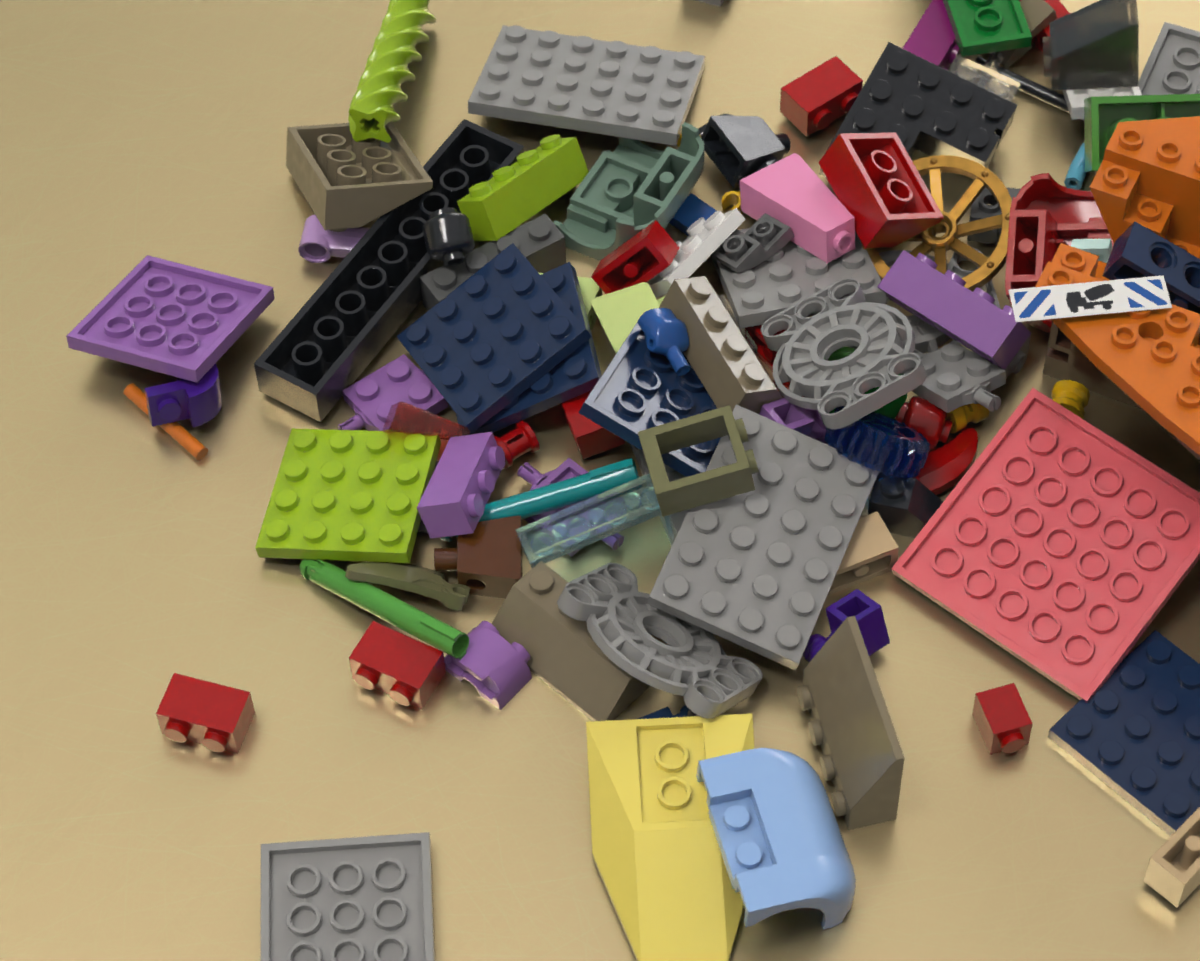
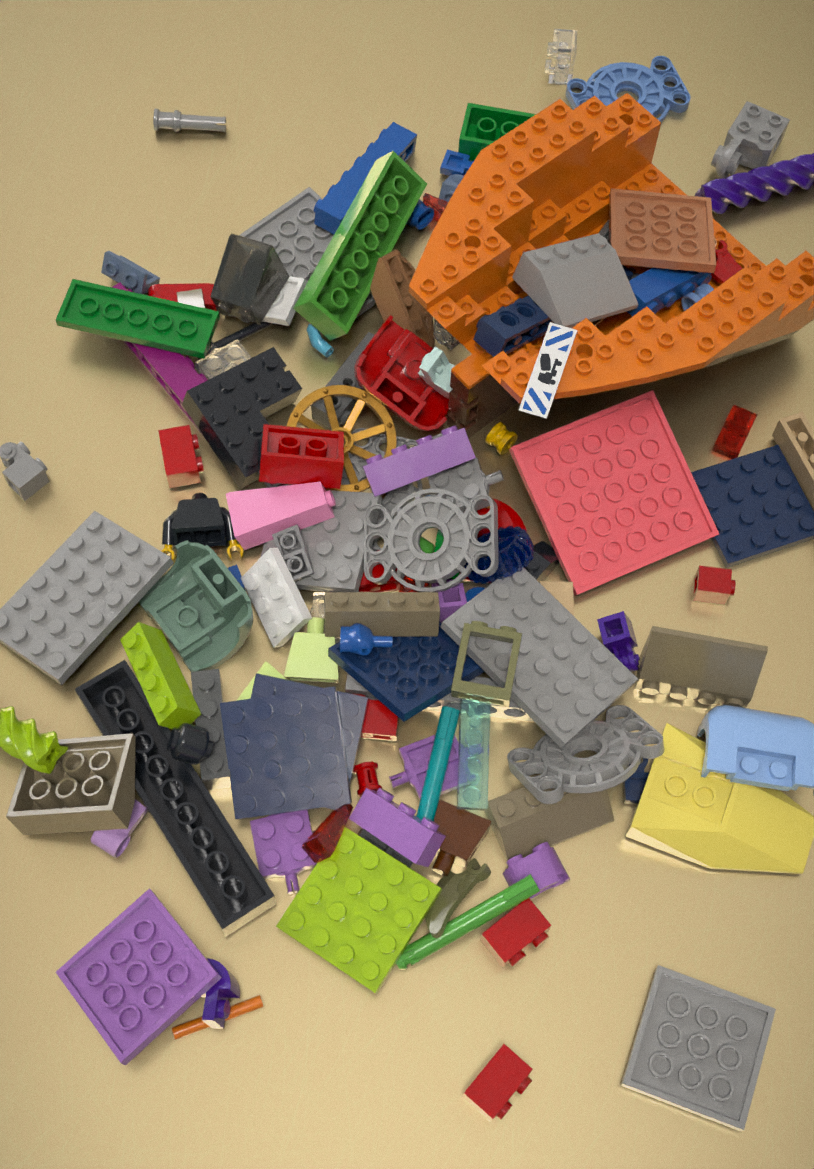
camera: 70 degrees left, 10 degrees up
(636, 259) = (271, 632): red brick -> none

